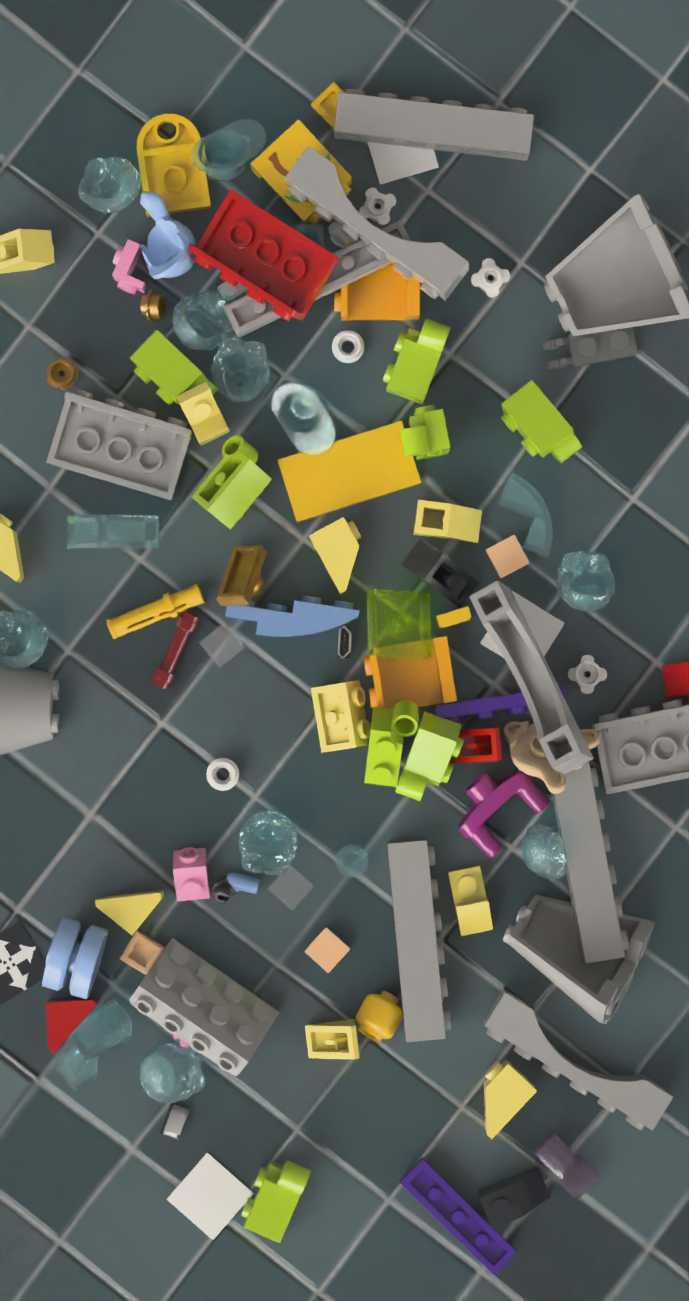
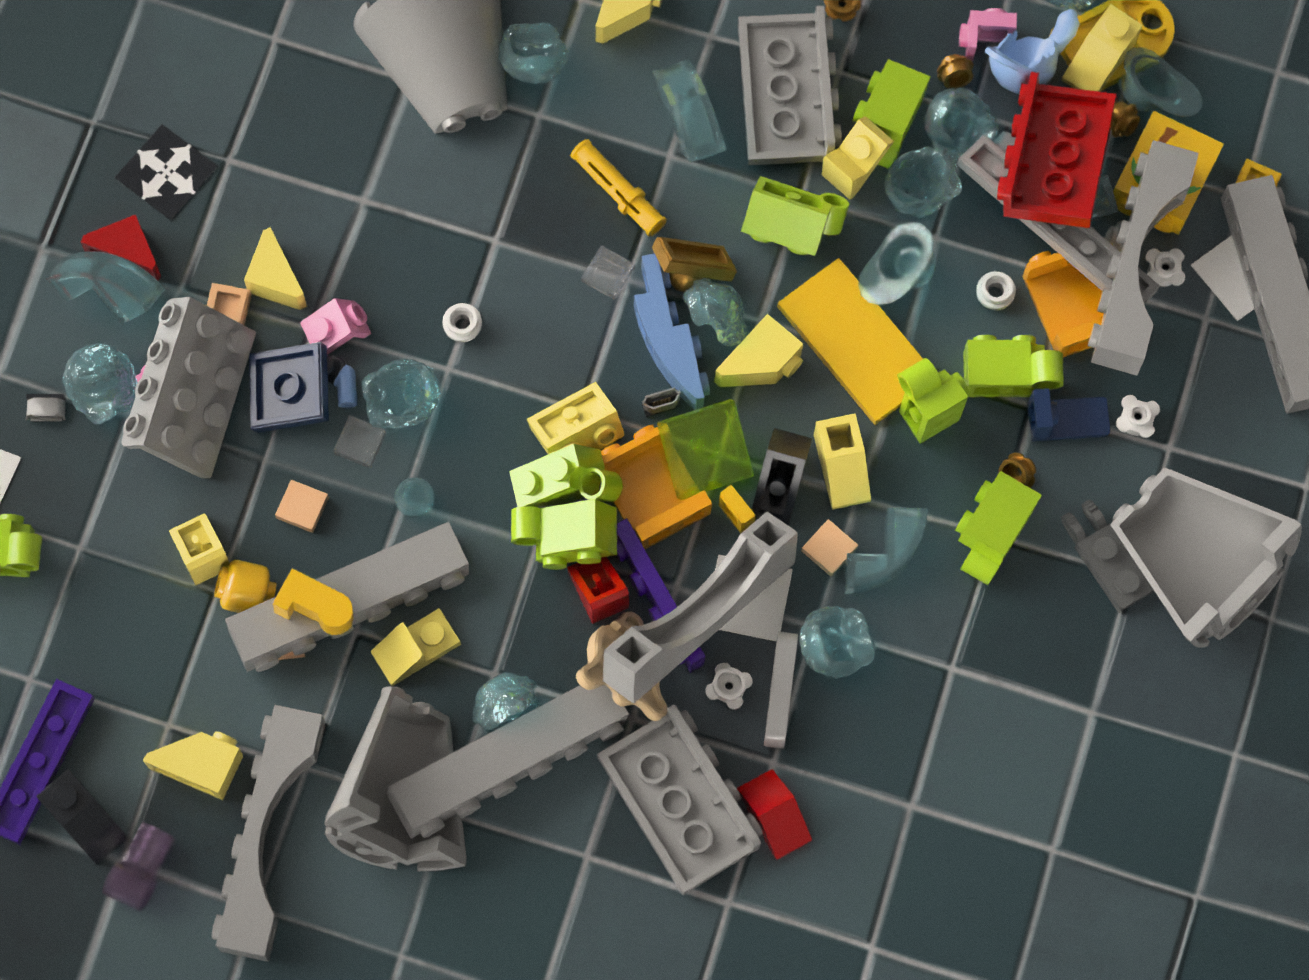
camera: 65 degrees right, 15 degrees down
(70, 956) = (197, 227): light blue wheel -> none
(163, 676) = (616, 226): dark red bar -> none
(186, 184) = (1103, 50): none -> light yellow slope
(229, 928) = (288, 387): none -> tile
(245, 187) = (1124, 119): none -> pearl gold plate
(289, 572) = (719, 307): none -> clear light blue hair
(420, 969) = (314, 601): none -> yellow leg
(472, 332) = (1066, 417): none -> dark blue bracket
(489, 797) = (543, 621): magenta connector -> none
(501, 388) = (1026, 465): none -> pearl gold plate
(606, 636) = (780, 690): none -> light grey beam

